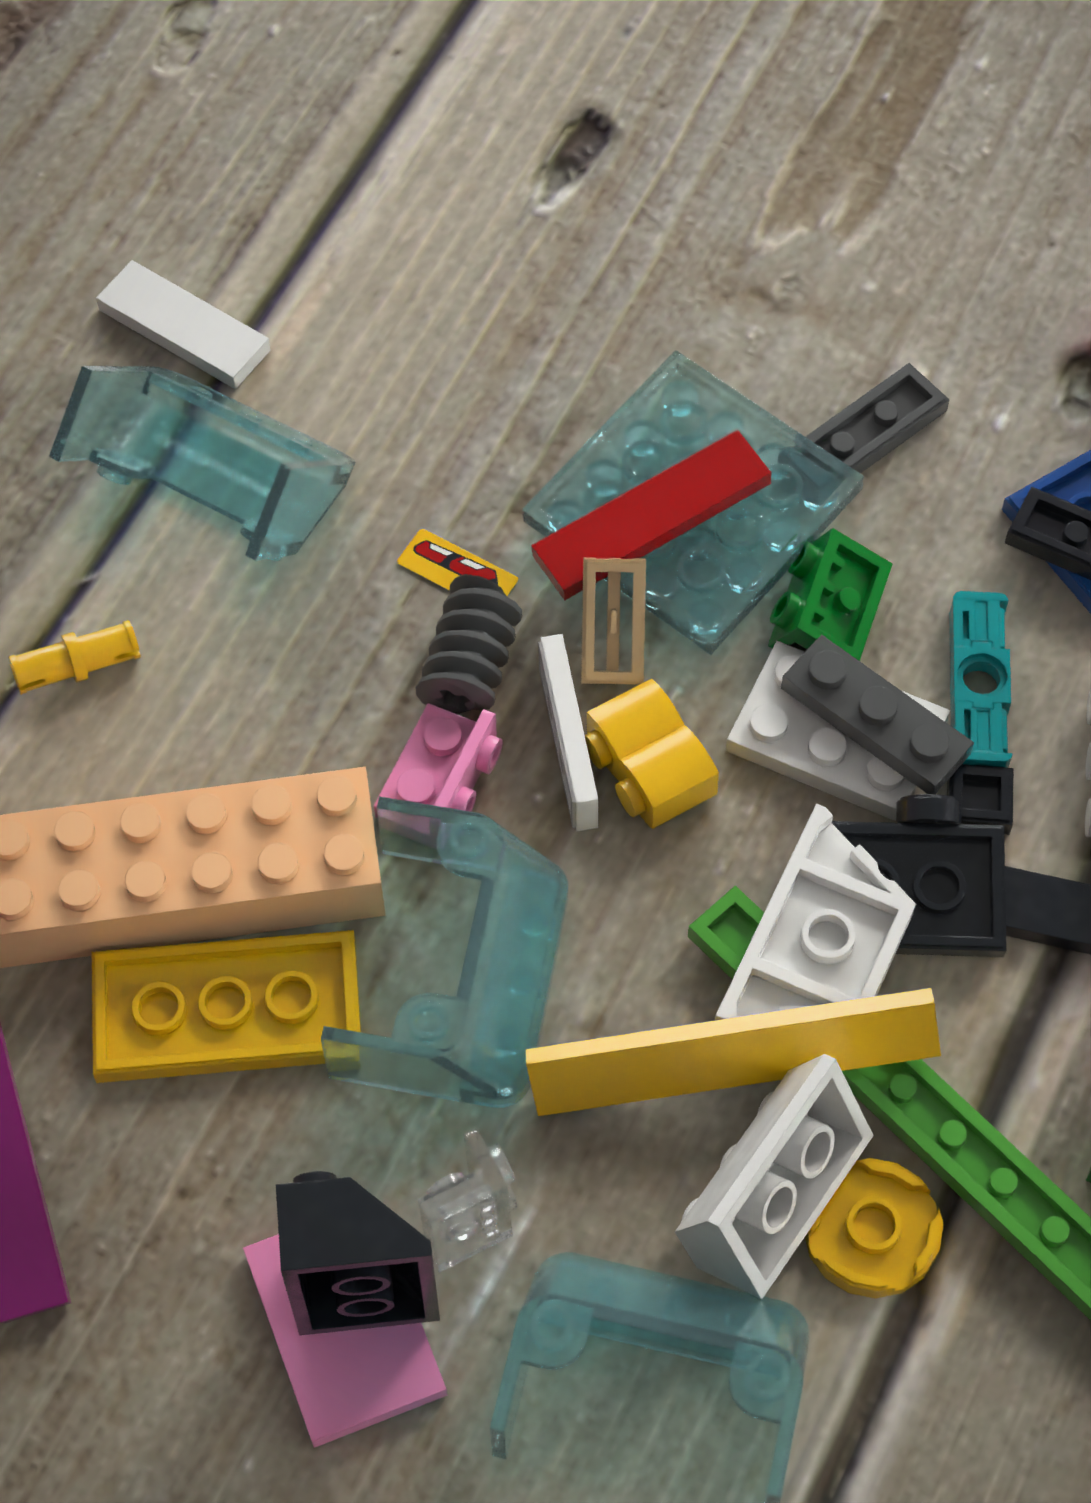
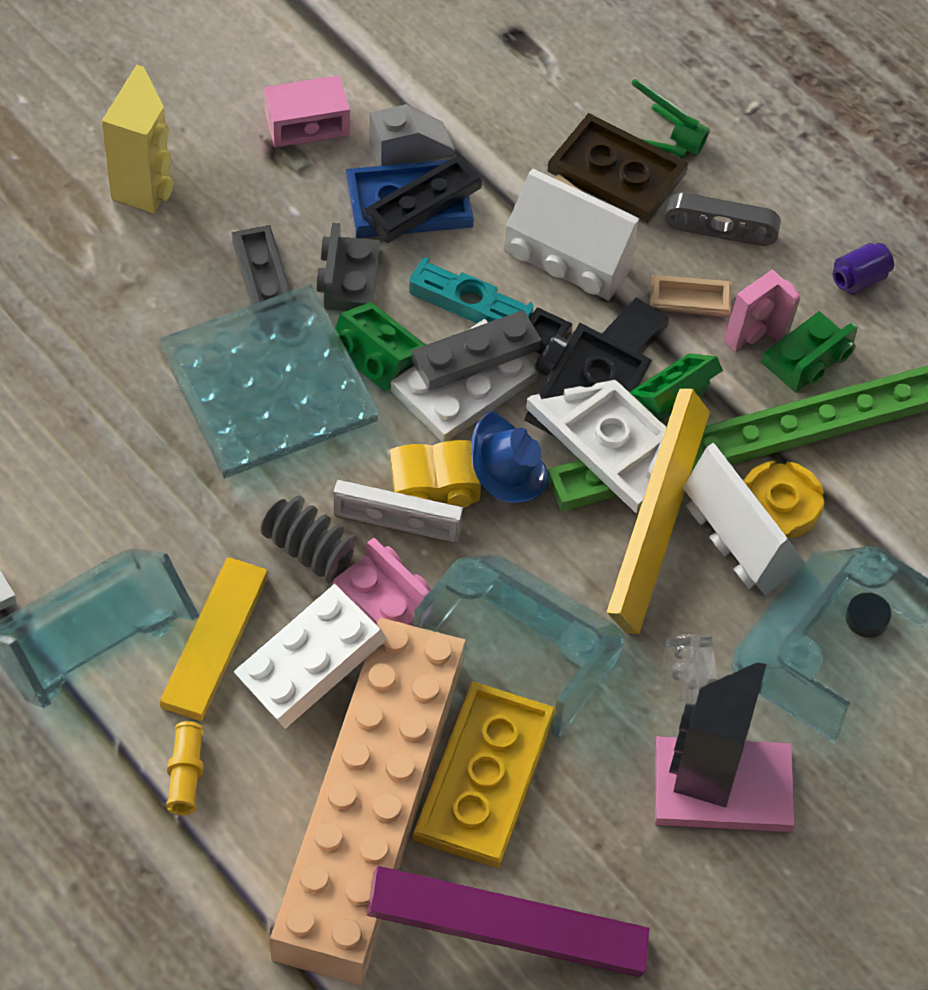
camera: 70 degrees left, 5 degrees down
(280, 611) = (214, 639): none -> yellow tile
(280, 716) = (310, 655): none -> white plate
(443, 561) = (232, 532): yellow sticker -> none
(614, 567) = (333, 458): tan tile -> none
(654, 511) = (275, 401): red tile -> none
(717, 825) = (507, 460): none -> blue hat
(726, 1431) = (868, 614): none -> black tile
(931, 517) = (349, 270): none -> dark grey bracket
(951, 181) = (138, 145): none -> light yellow slope
(968, 993) = (689, 372): none -> green bracket

